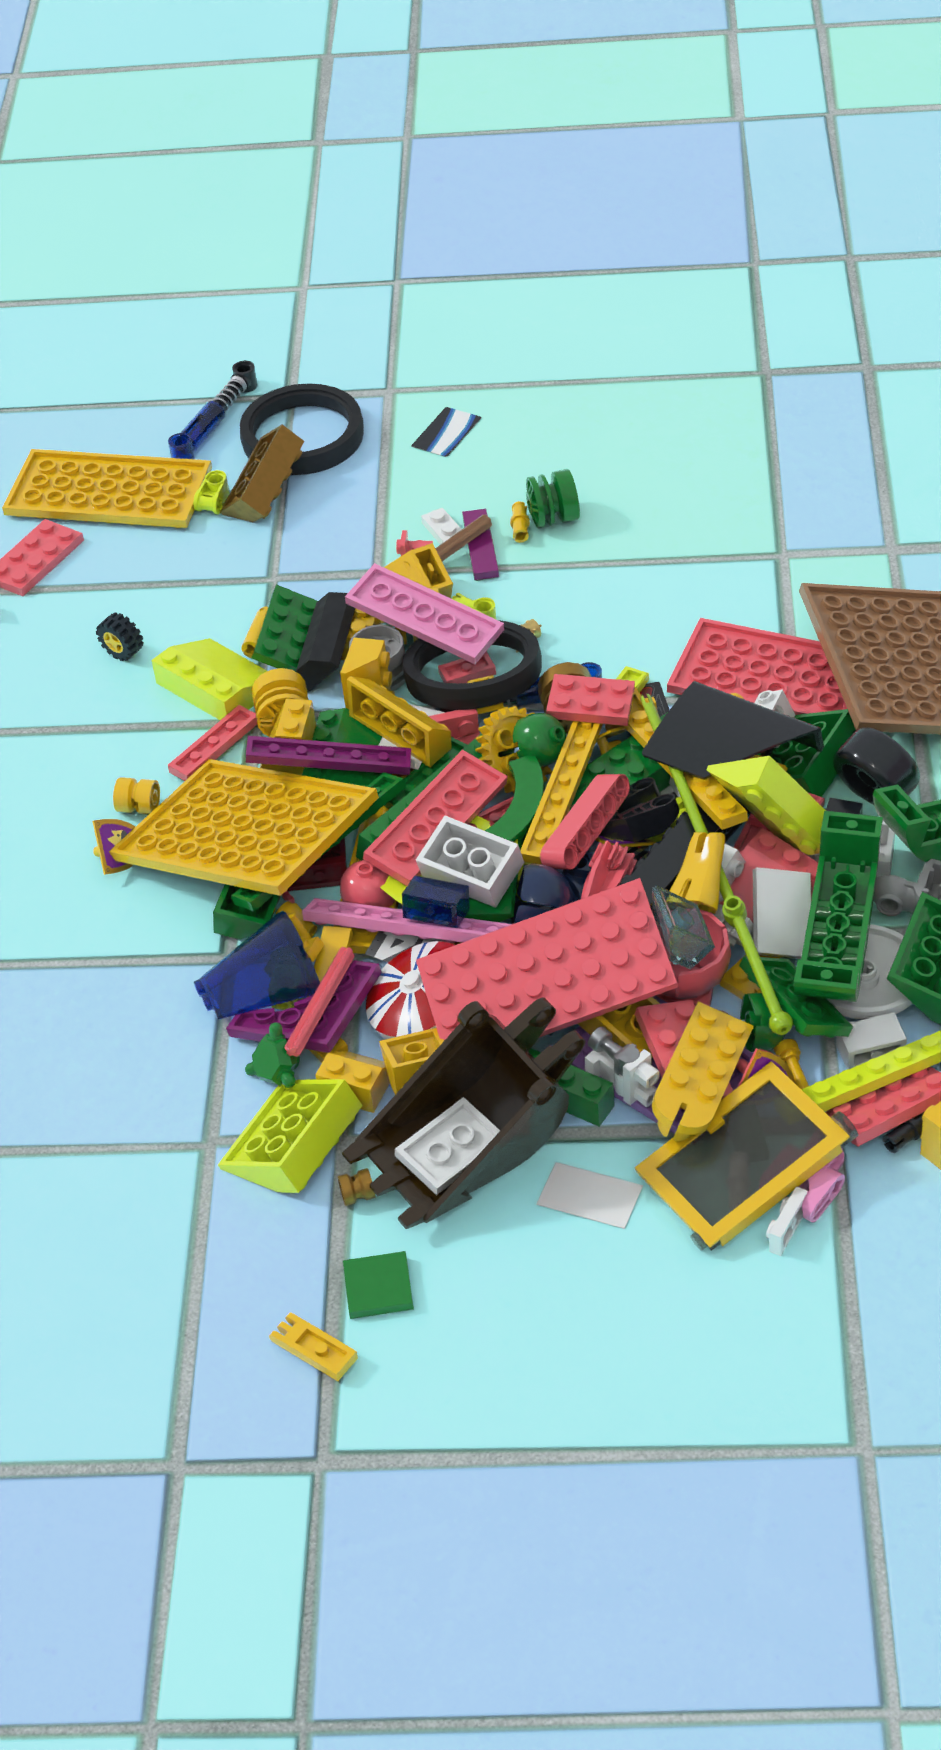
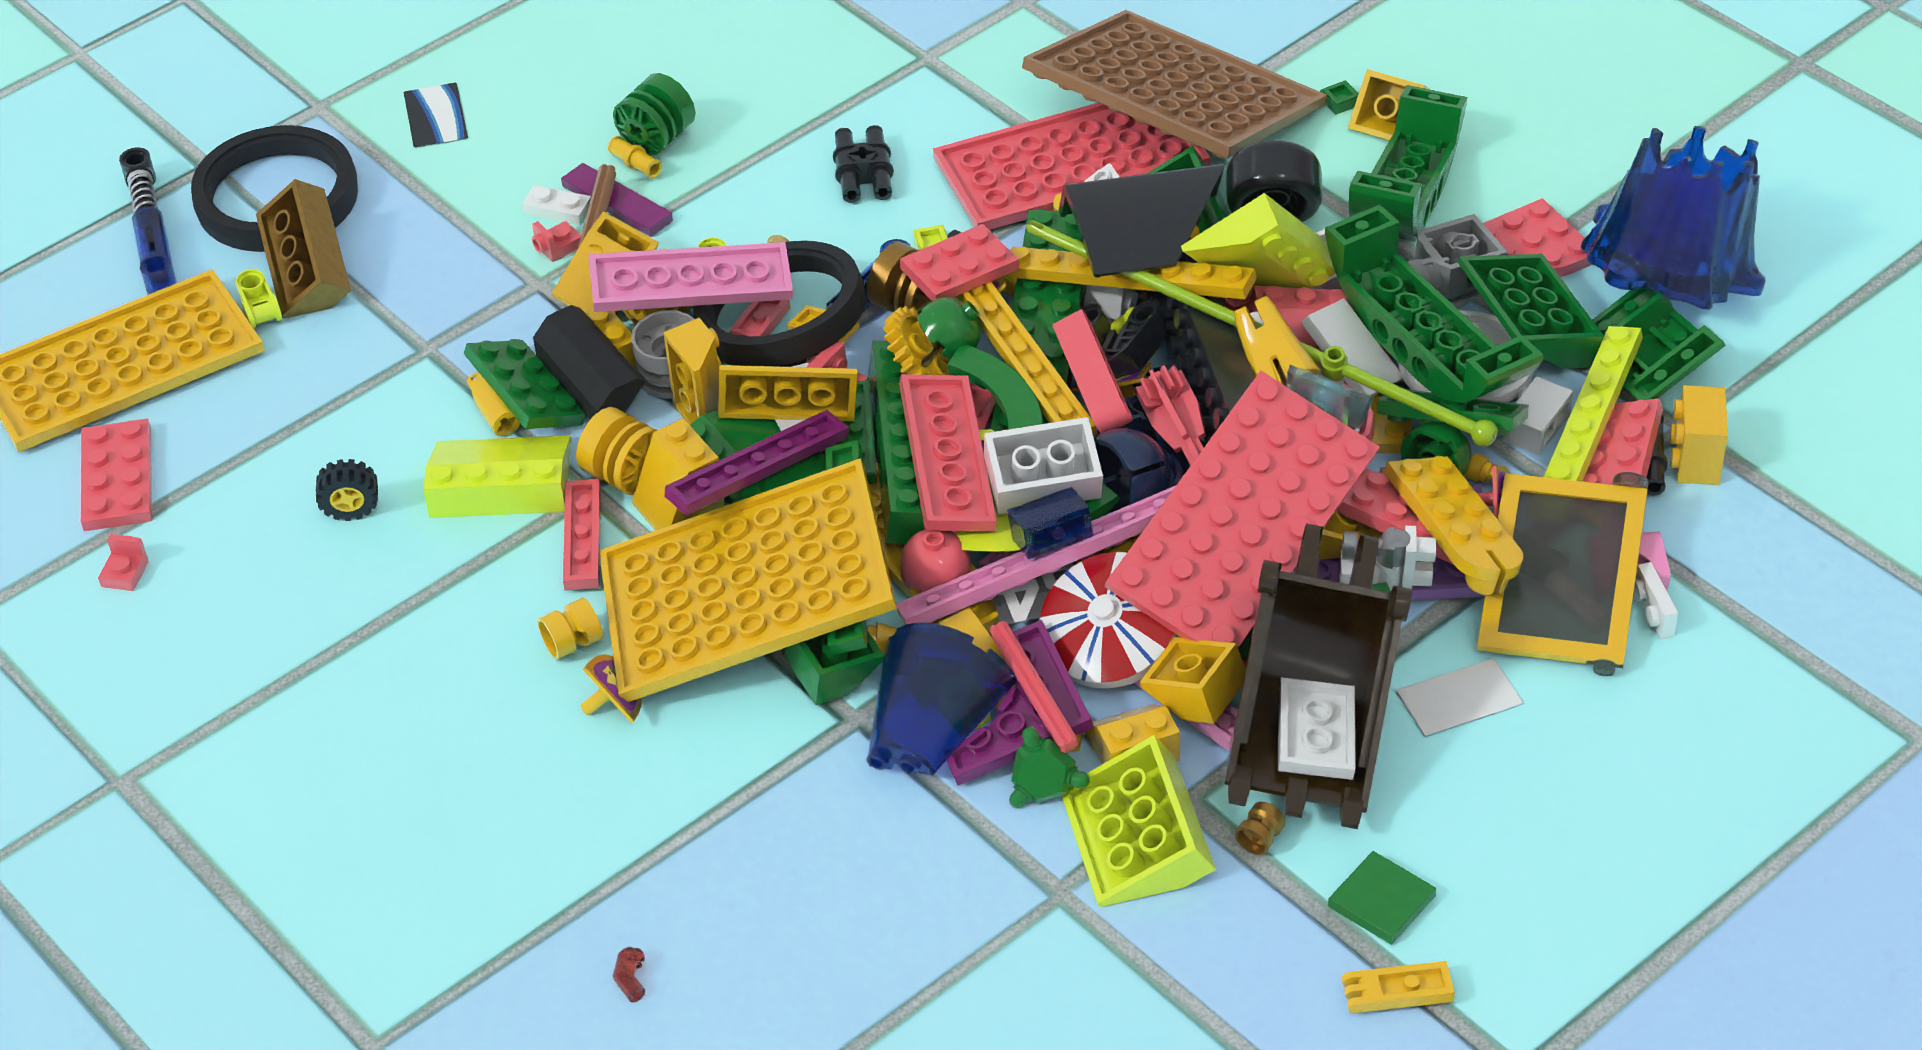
camera: 45 degrees left, 0 degrees up
(648, 603) = (863, 163): none -> black pin

